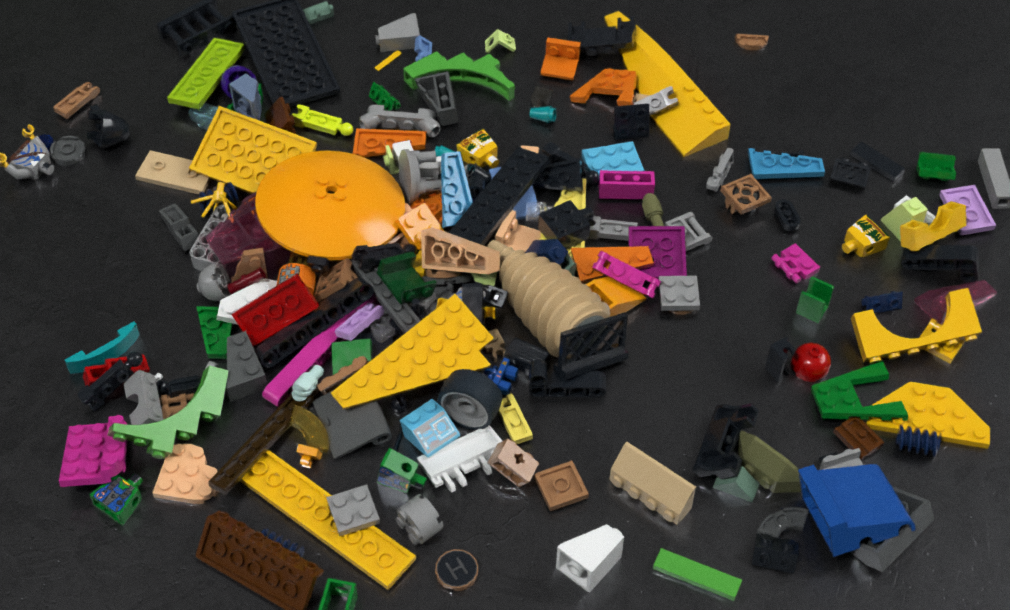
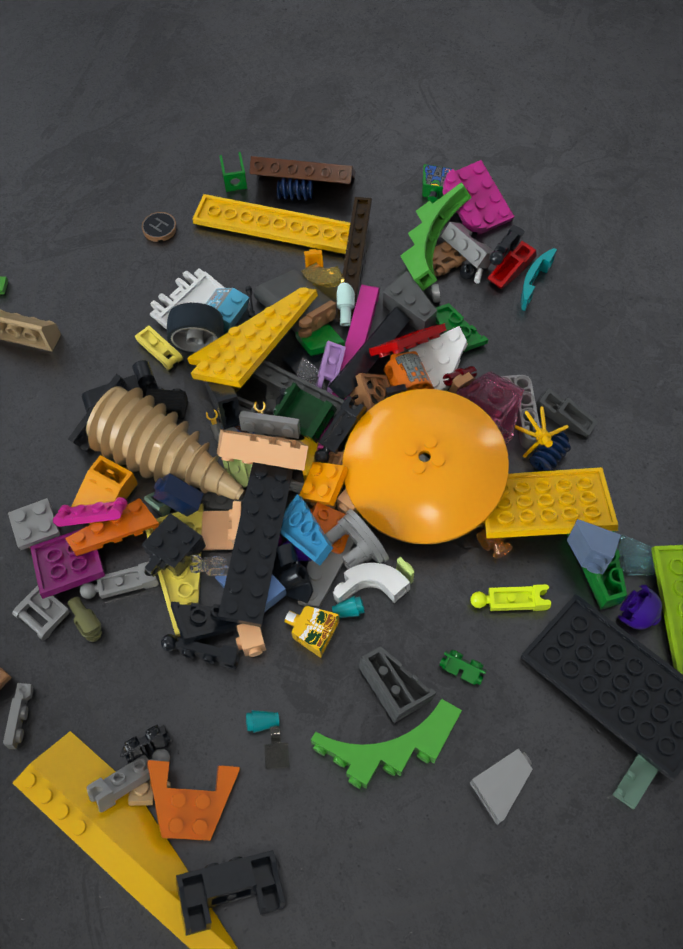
camera: 160 degrees right, 10 degrees up
(171, 172) = (626, 472): tan plate -> none
(183, 385) = (448, 272): black piece -> none
(185, 476) = (396, 217): light nougat plate -> none
(214, 282) = (486, 359): light grey cylinder -> none
(279, 116) = (549, 566): reddish brown slope -> none
(353, 510) = (254, 228): light grey plate -> none
(373, 141) = (433, 596): orange wing -> none
(388, 60) = (496, 742): yellow piece -> none
(399, 472) = (232, 265): green torso -> none
(418, 519) = (198, 235): light grey brick -> none
(422, 47) = (460, 767): medium blue plate -> none
(422, 121) = (454, 629): light grey plate -> none
(443, 280) = (269, 424): none -> light grey plate
(496, 297) = (210, 429): black piece -> none
(496, 346) = (200, 410): tan plate -> none
(500, 38) = (366, 832): yellowish green bracket -> none
(504, 371) = (184, 375): blue hips -> none
(513, 462) = (140, 300): medium nougat brick -> none
(561, 58) = (272, 824): orange bracket -> none
(561, 485) = (98, 308): medium nougat plate -> none
(590, 556) = (53, 254): white slope -> none
(613, 158) = (149, 679): medium azure plate -> none
(625, 184) = (123, 639): dark pink brick -> none

